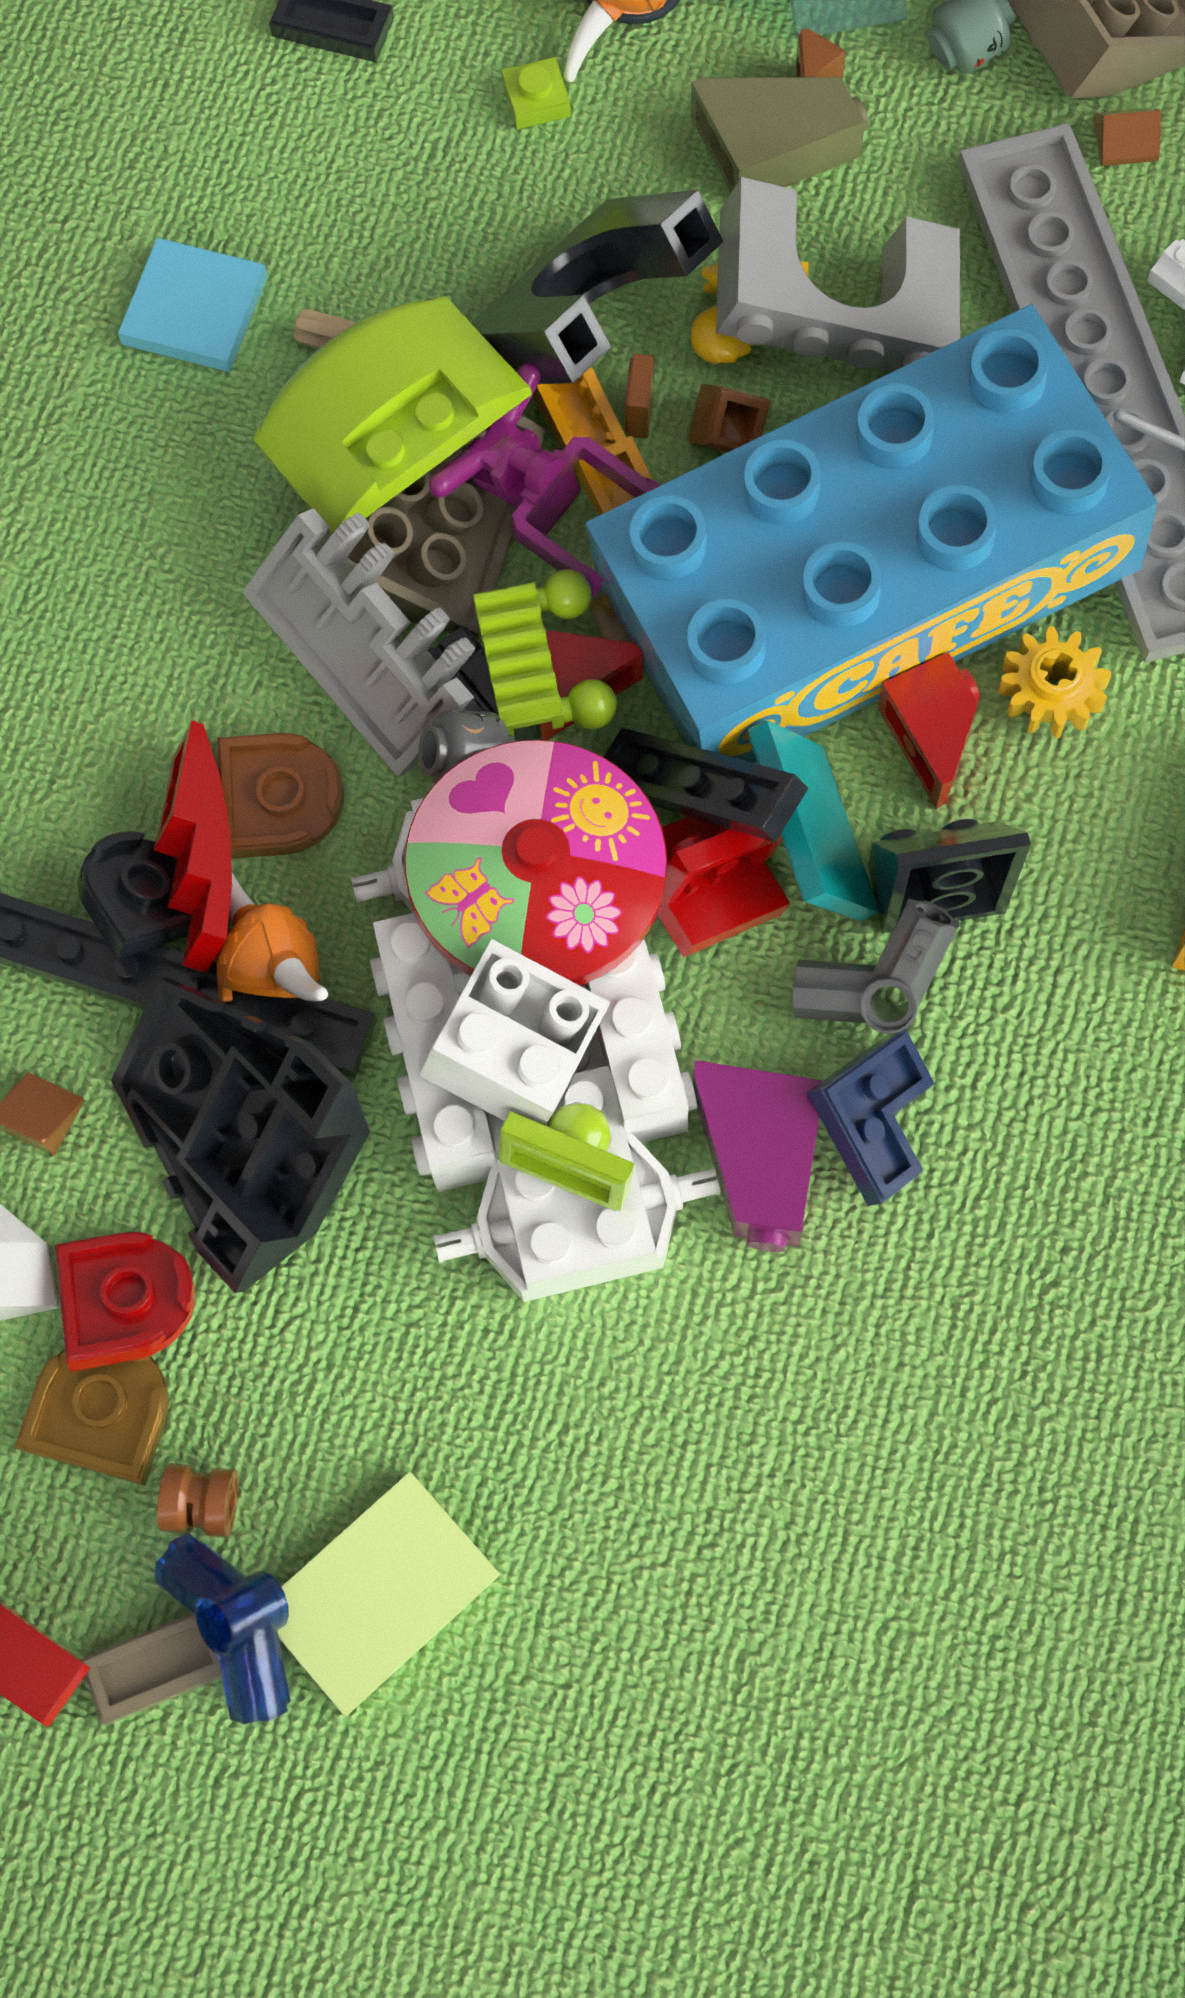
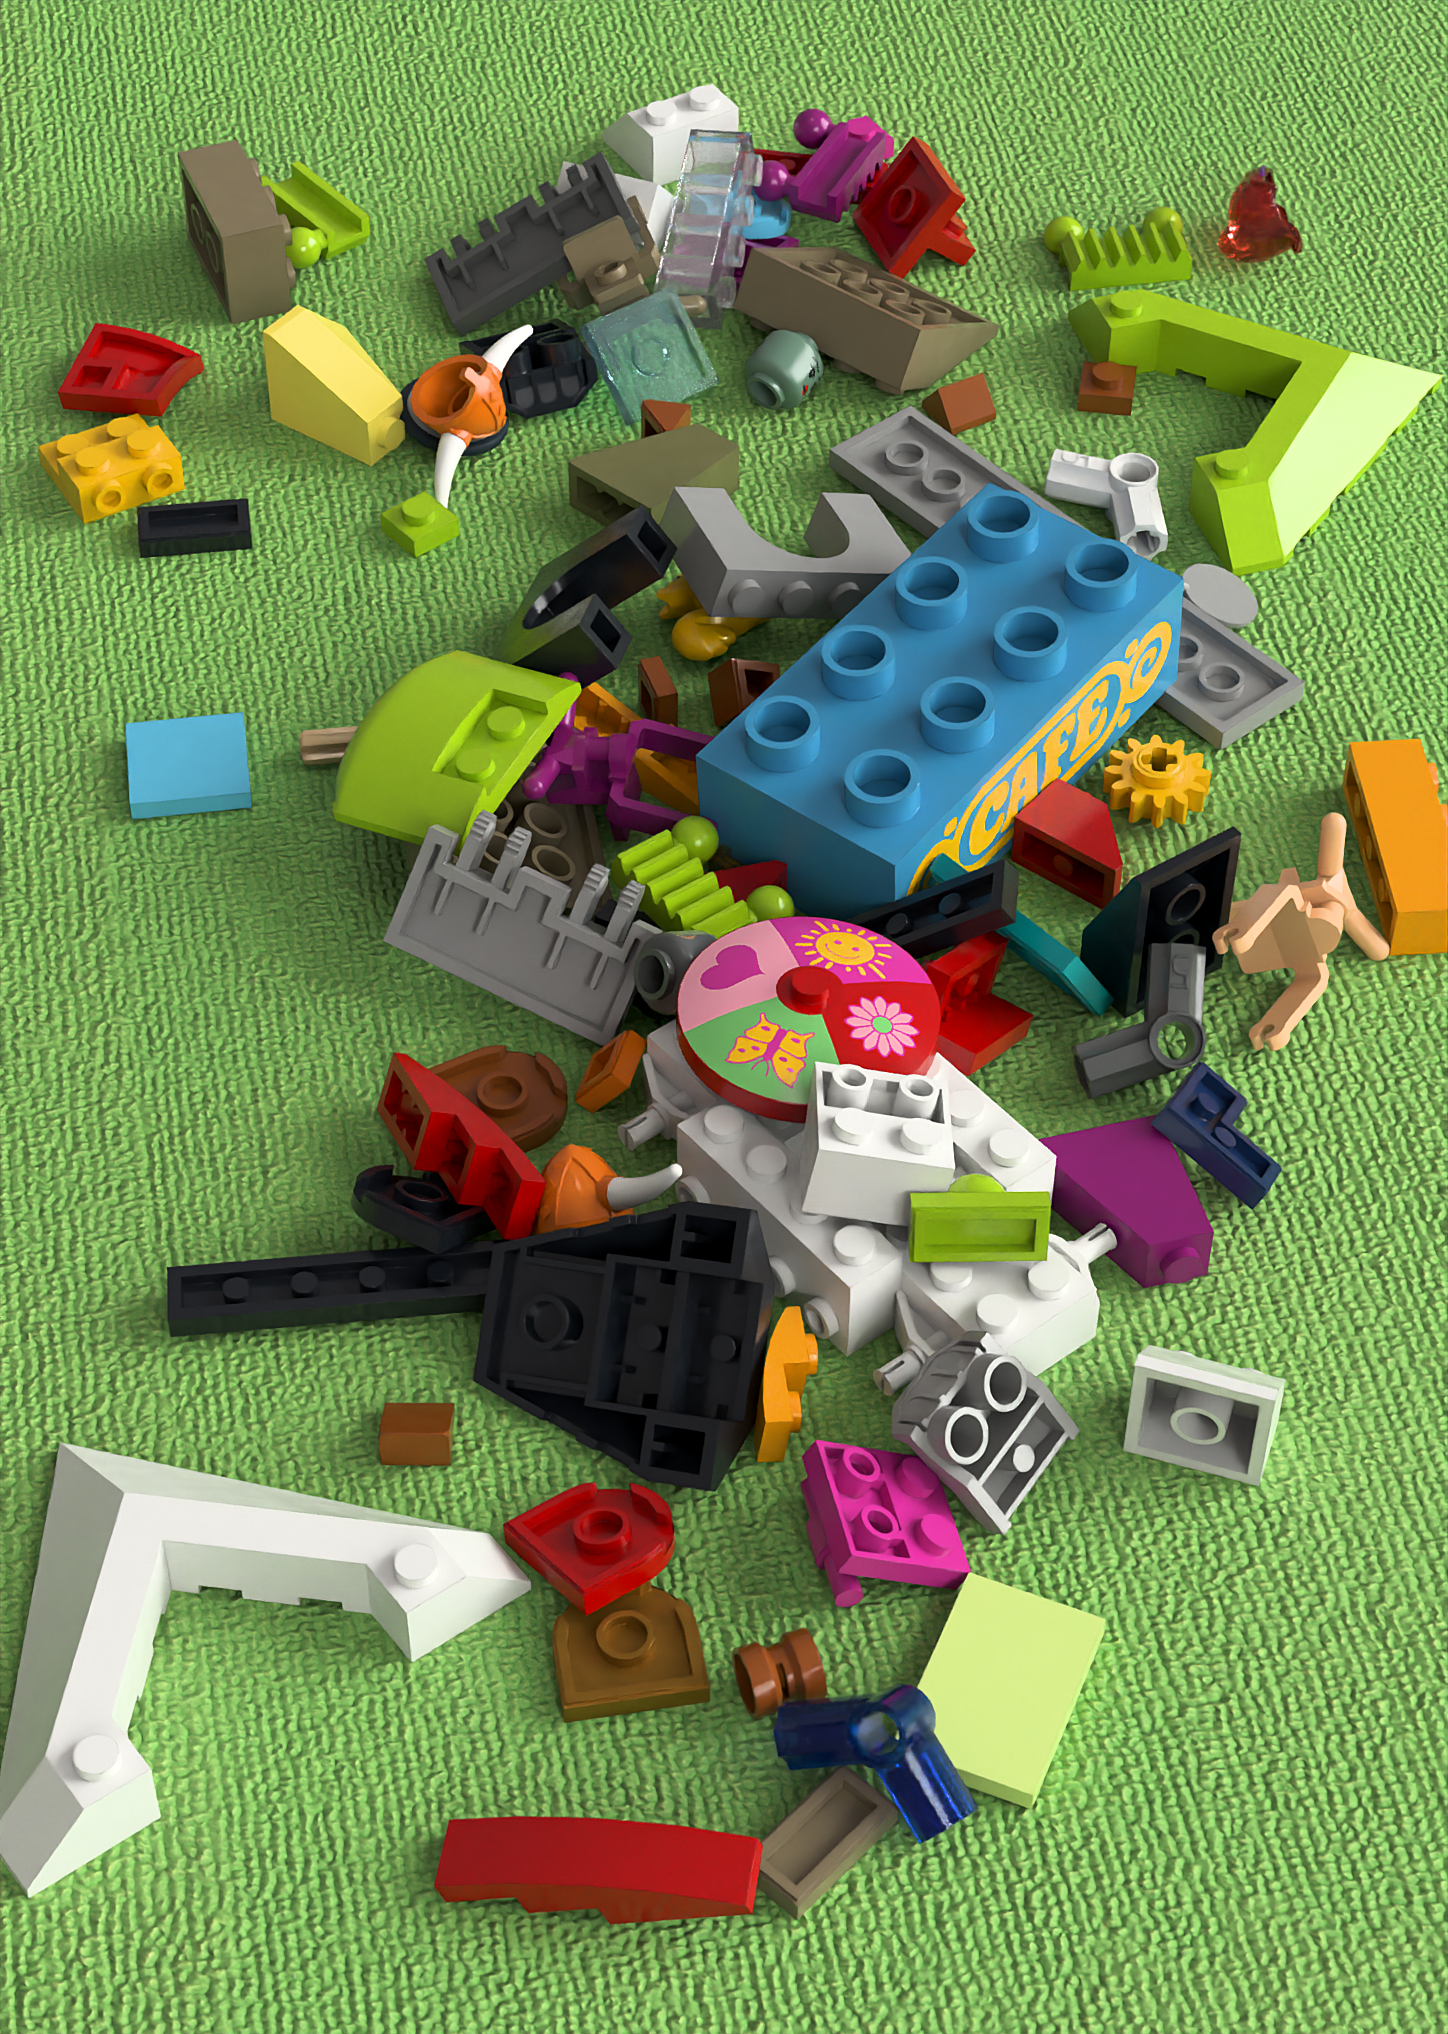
camera: 30 degrees left, 25 degrees down
(360, 1195) = (788, 1362): none -> light orange slope
(362, 1389) = (878, 1520): none -> dark pink plate
(379, 809) = (610, 1070): none -> orange tile
(482, 1342) = (982, 1425): none -> light grey slope
(697, 1404) = (1202, 1414): none -> white slope
(1080, 920) = (1296, 928): none -> light nougat piece

